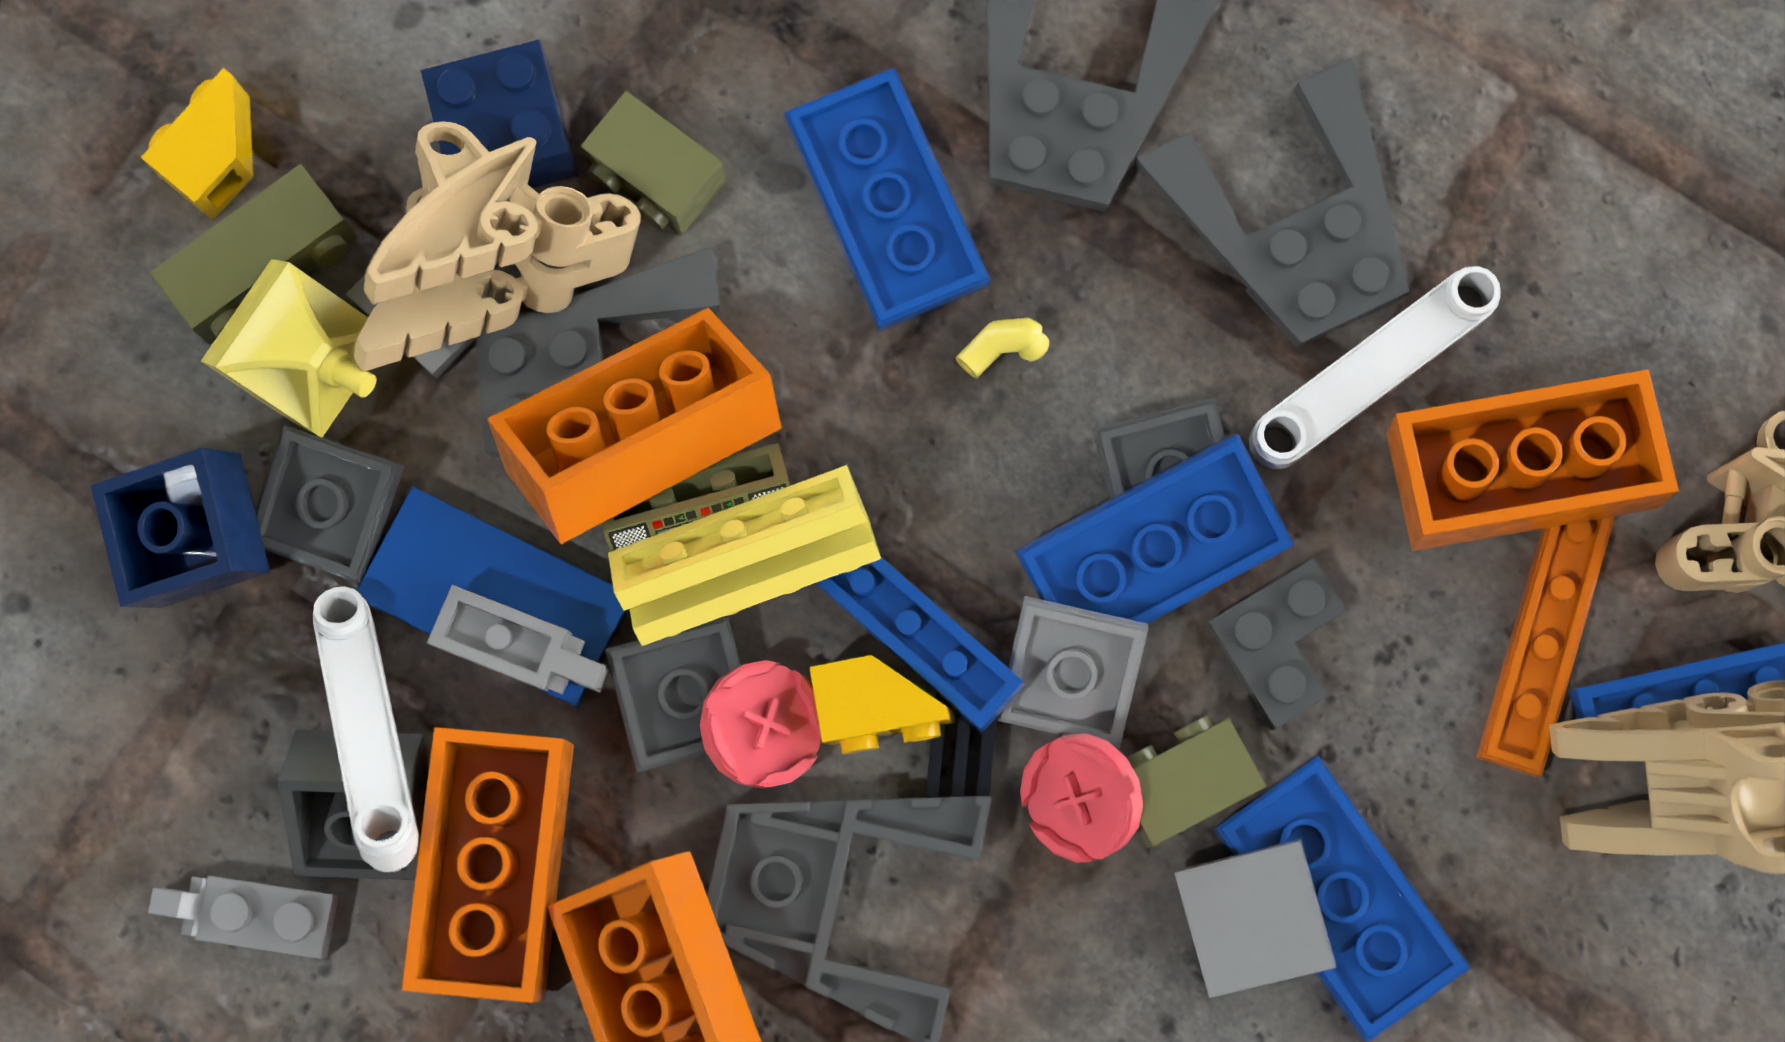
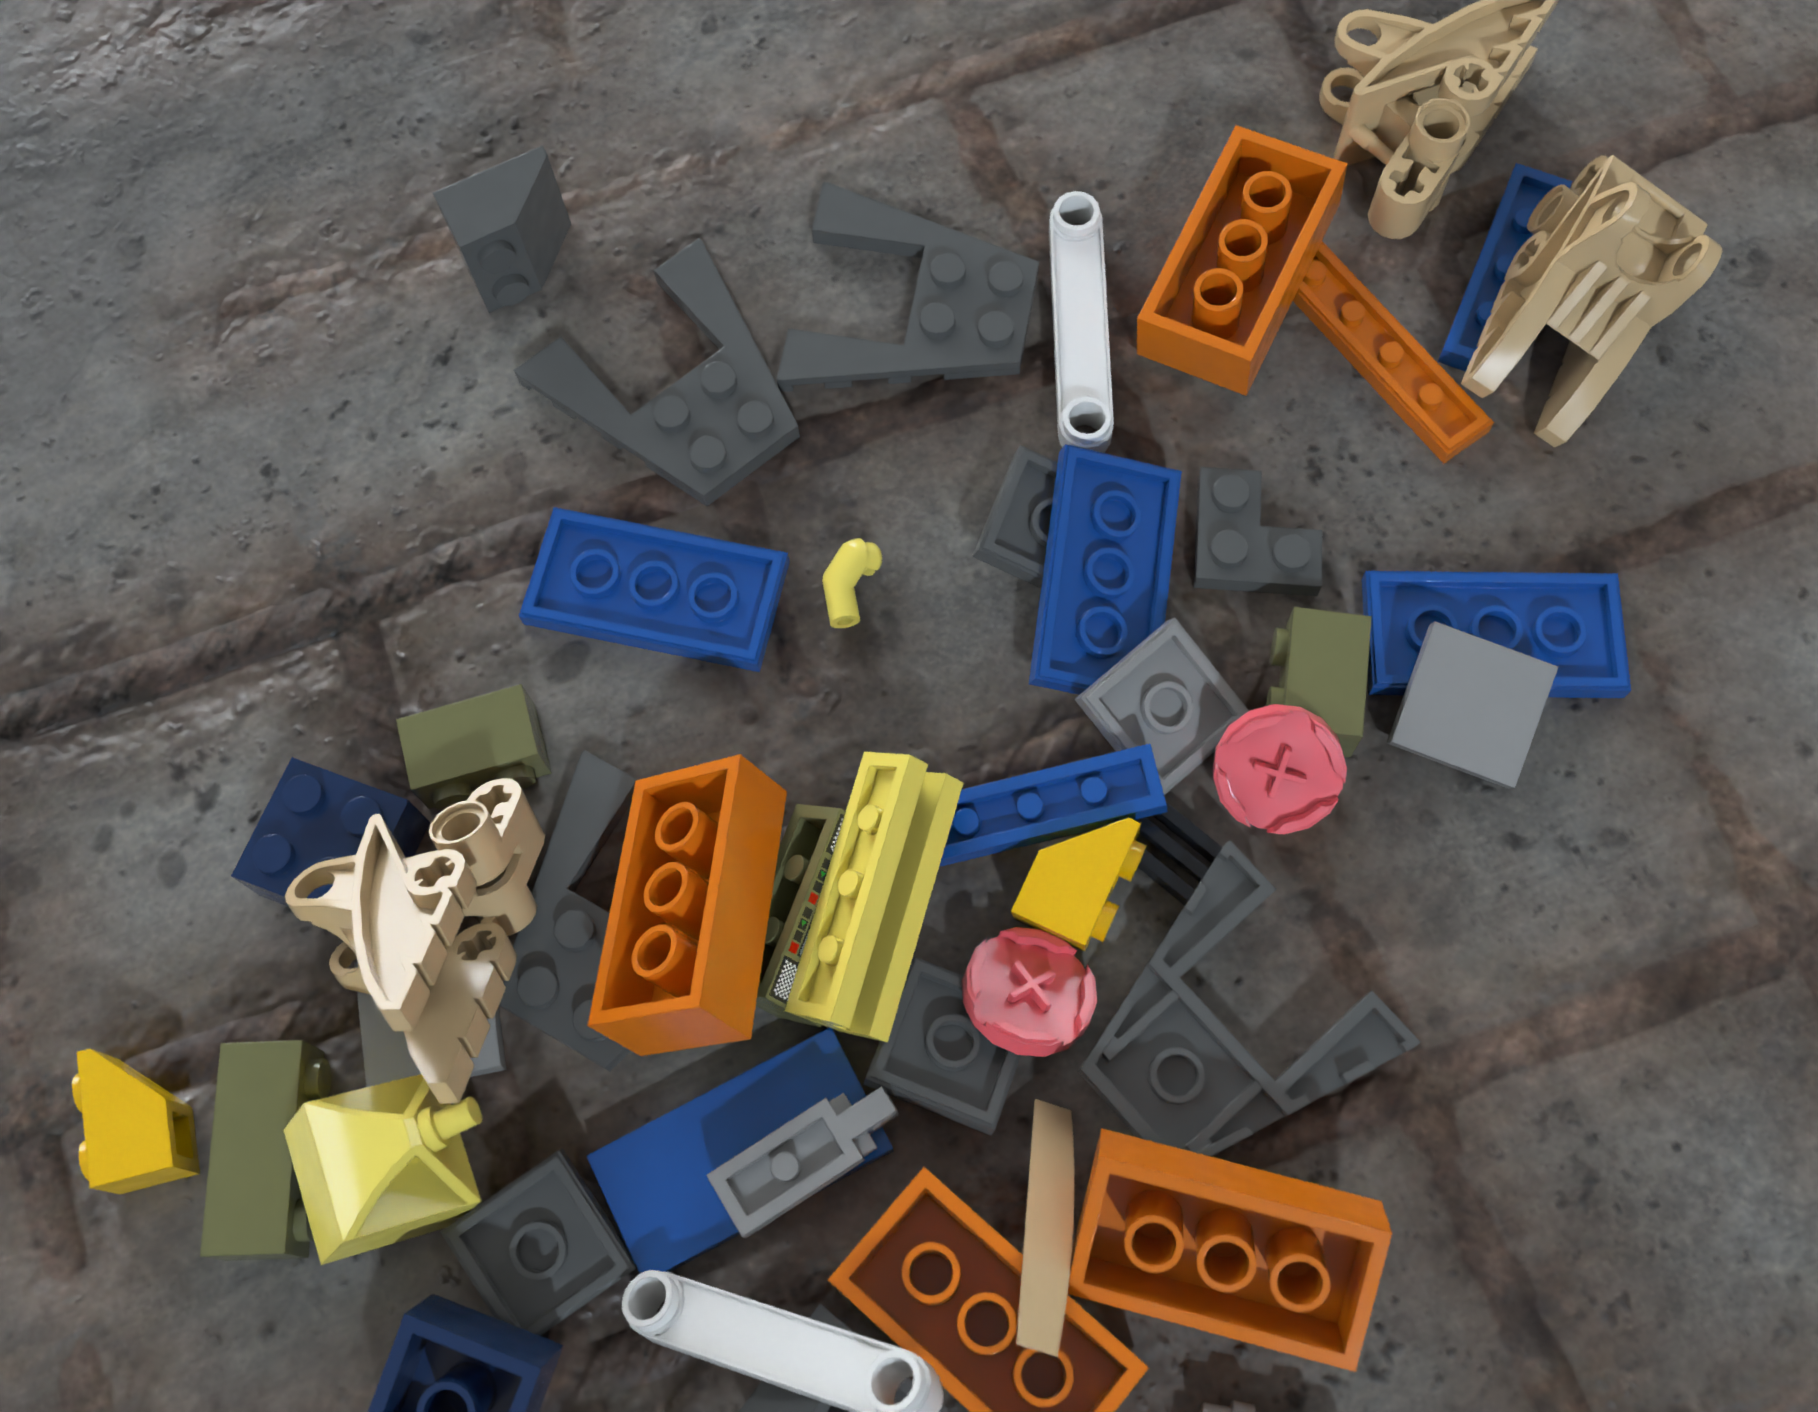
camera: 50 degrees left, 10 degrees down
(587, 860) = (1047, 1230): none -> tan sticker

